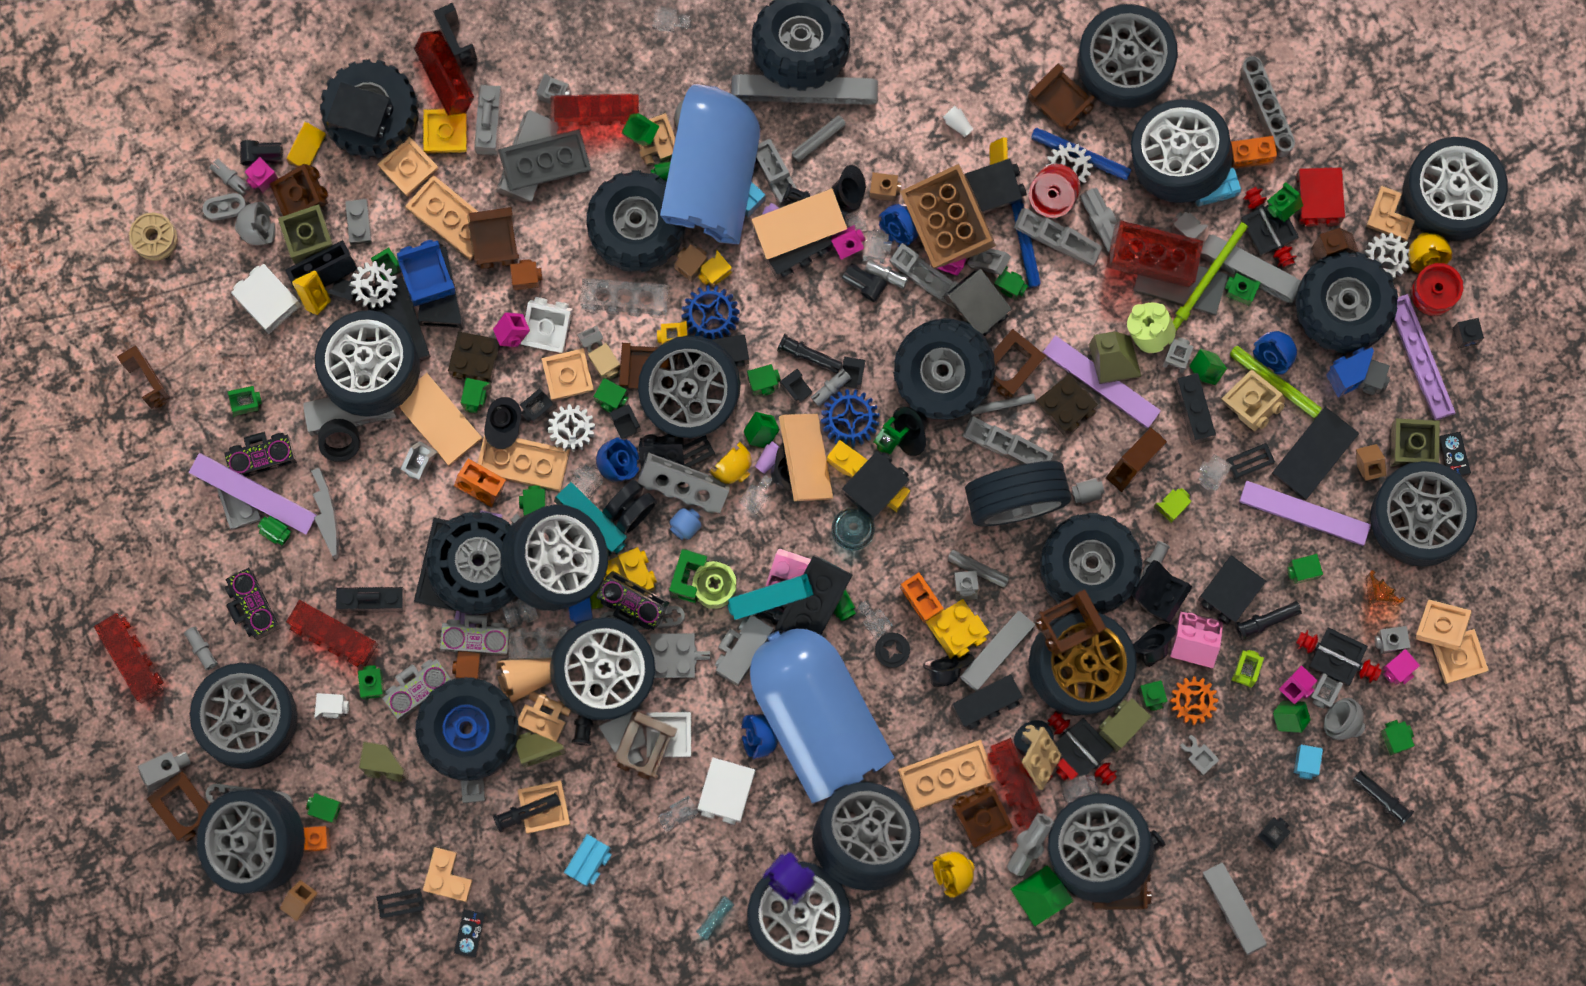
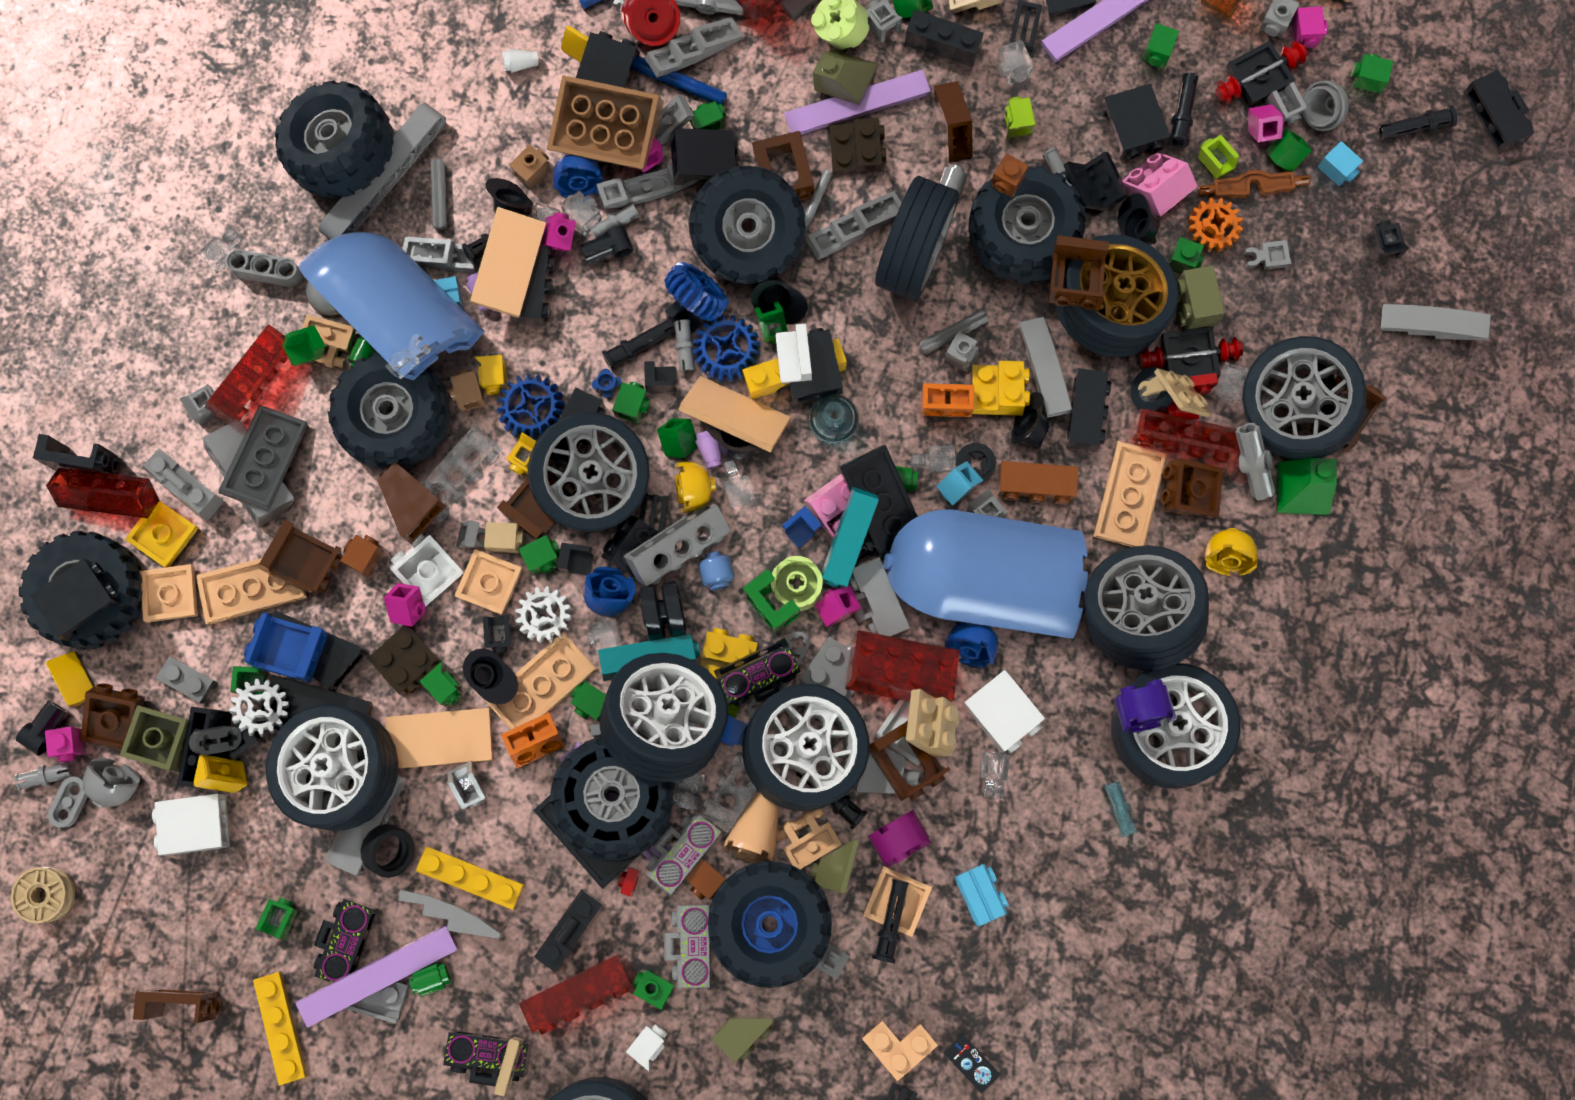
camera: 50 degrees left, 0 degrees up
(175, 455) = (280, 1028): none -> yellow plate
(254, 622) = (508, 1066): none -> tan tile
(328, 276) = (216, 745): none -> dark grey beam
(359, 508) = (470, 877): none -> yellow plate
(430, 616) = (629, 881): none -> red plate
(582, 280) = (408, 501): none -> reddish brown slope
(586, 776) = (899, 838): none -> magenta brick
(671, 210) = (406, 360): none -> clear plate
(677, 50) = (256, 261): none -> light grey beam
(679, 743) = (932, 724): none -> tan plate
(704, 698) = (897, 665): none -> clear red brick
(719, 623) = (837, 605): none -> dark pink brick
(758, 560) = (801, 527): none -> blue panel
(770, 357) = (606, 375): none -> blue plate
(864, 679) = (987, 505): none -> light grey window
(867, 648) = (959, 483): none -> medium azure brick
(871, 468) = (794, 355): none -> white panel
(872, 368) = (696, 291): none -> blue gear
(908, 703) = (1037, 482): none -> dark orange brick
(1106, 525) = (1009, 175): none -> dark orange brick
(1255, 718) = (1240, 186): none -> dark orange piece
(1430, 858) = (1500, 111): none -> black piece

